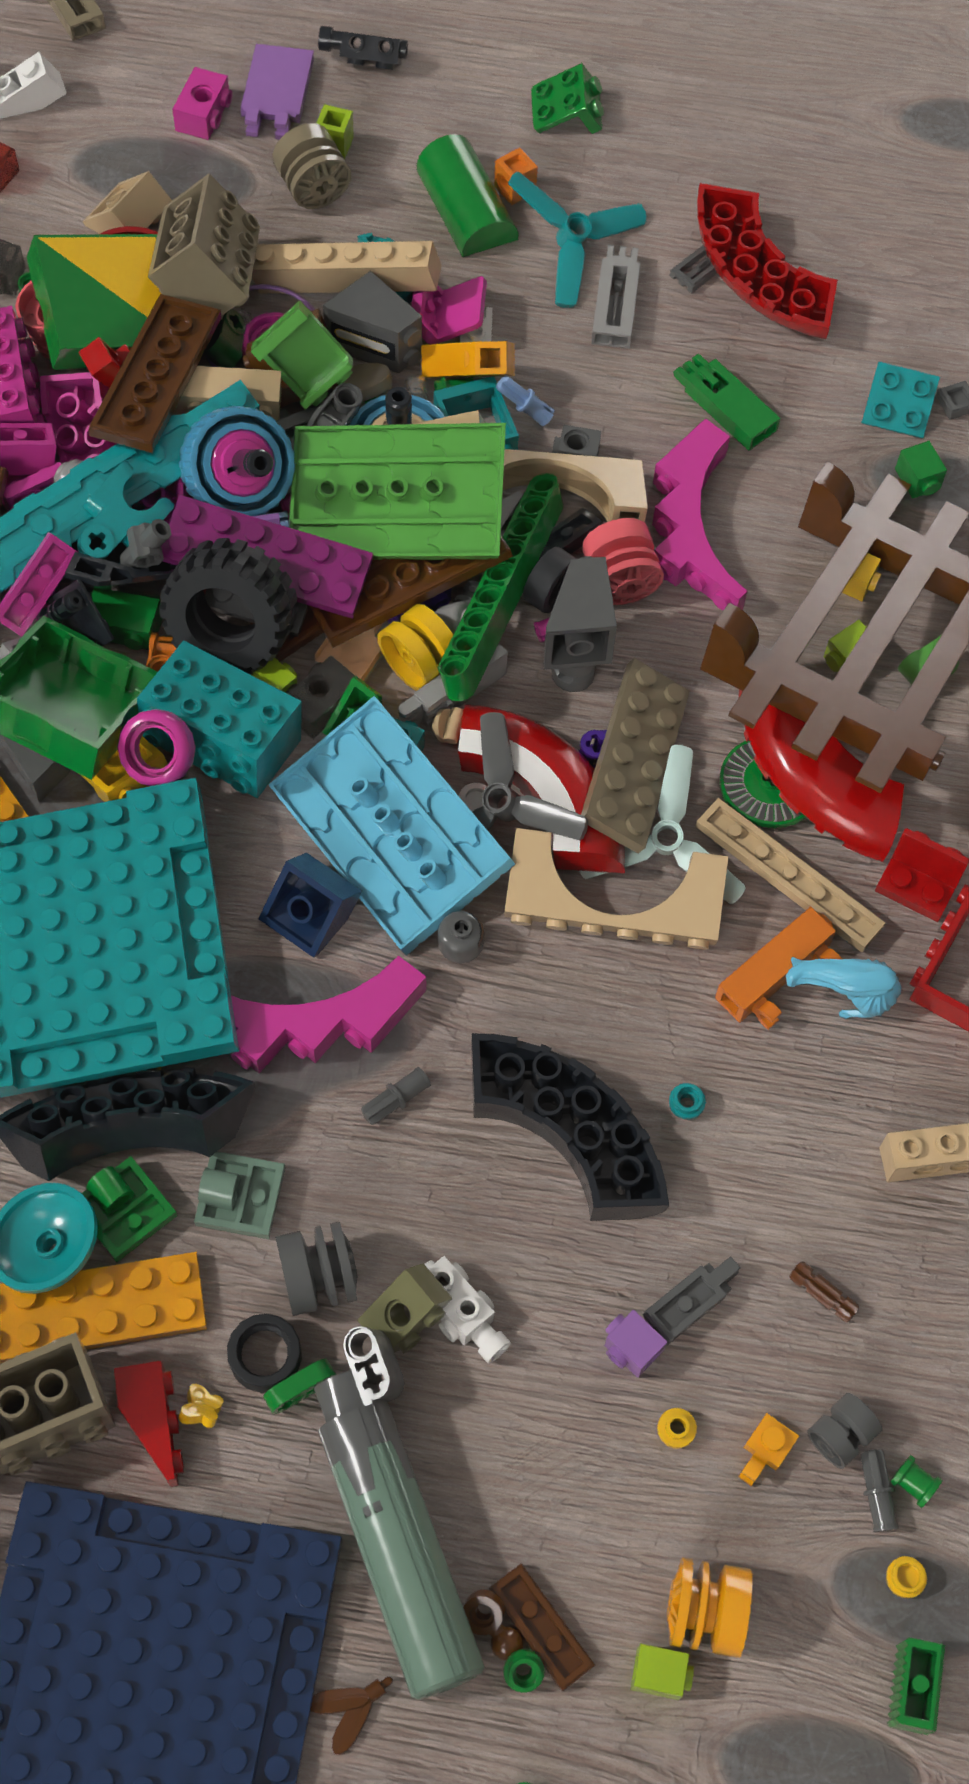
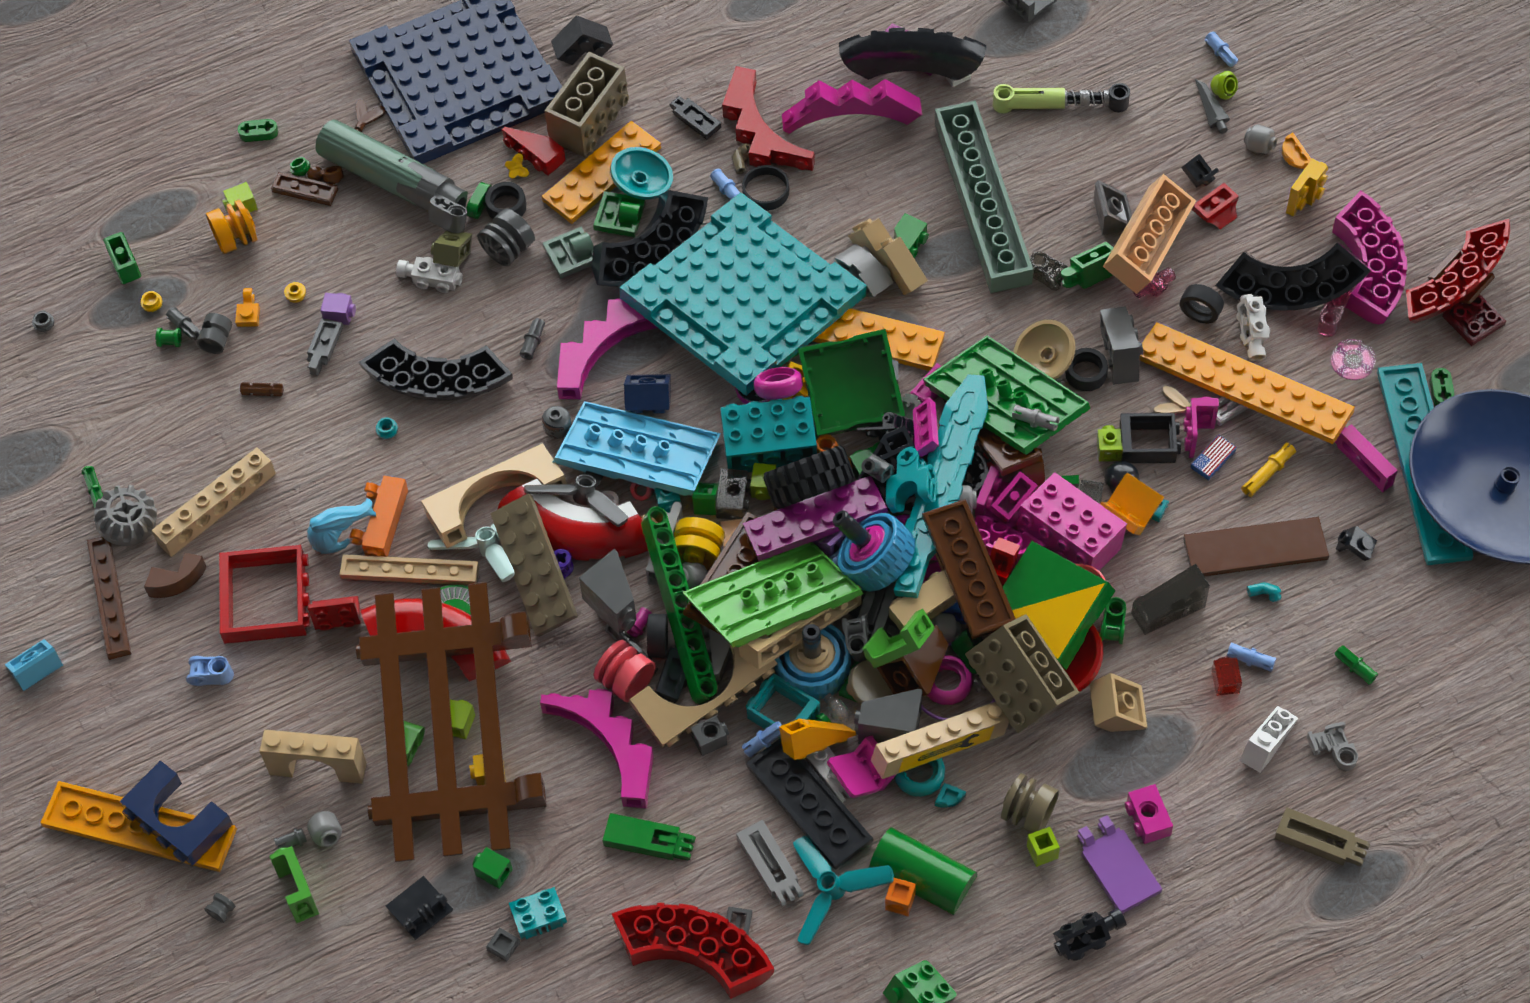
camera: 150 degrees right, 5 degrees down
(529, 317) = (810, 804): none -> black plate

